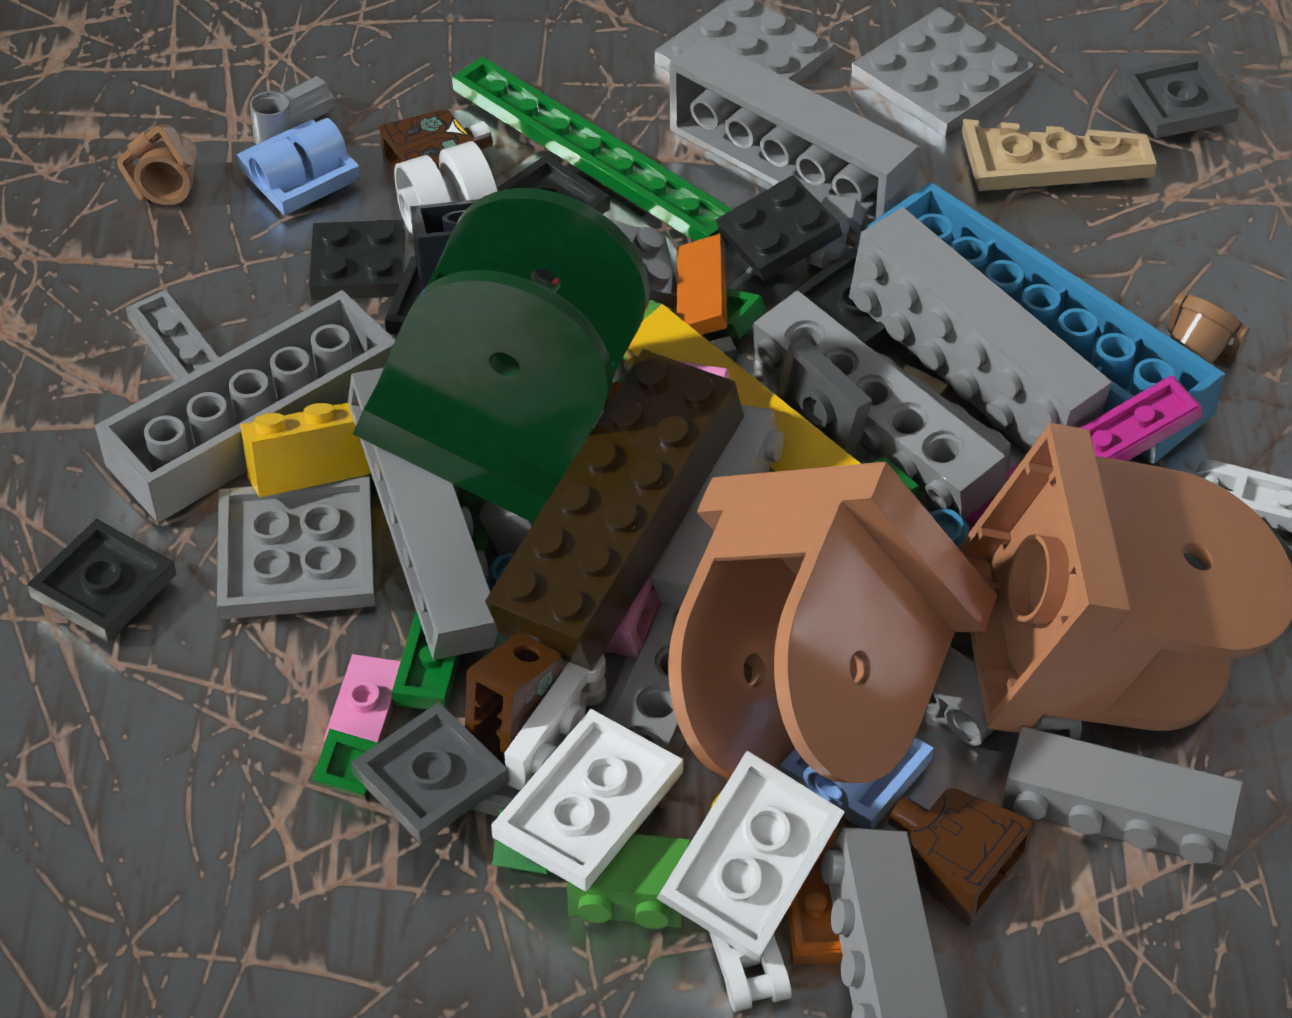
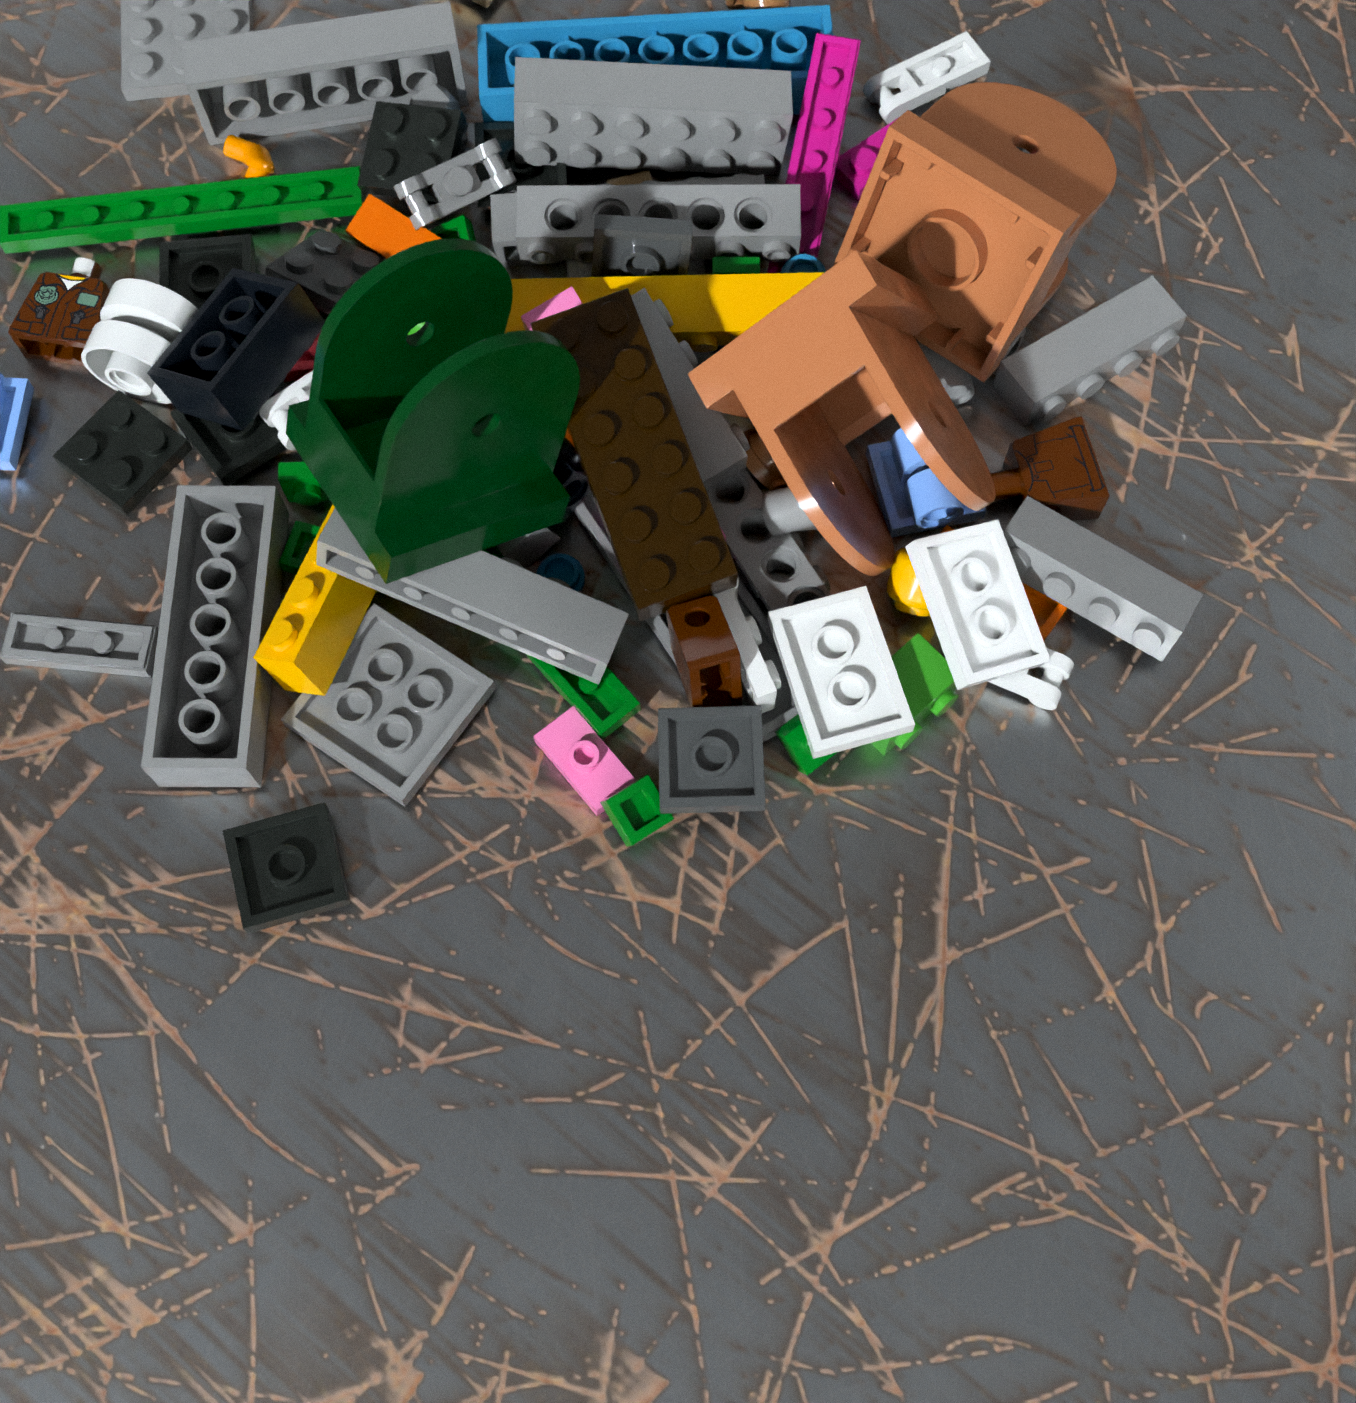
camera: 50 degrees left, 20 degrees up
(683, 156) = (250, 153): none -> light orange arm
(772, 265) = (455, 184): none -> light grey plate

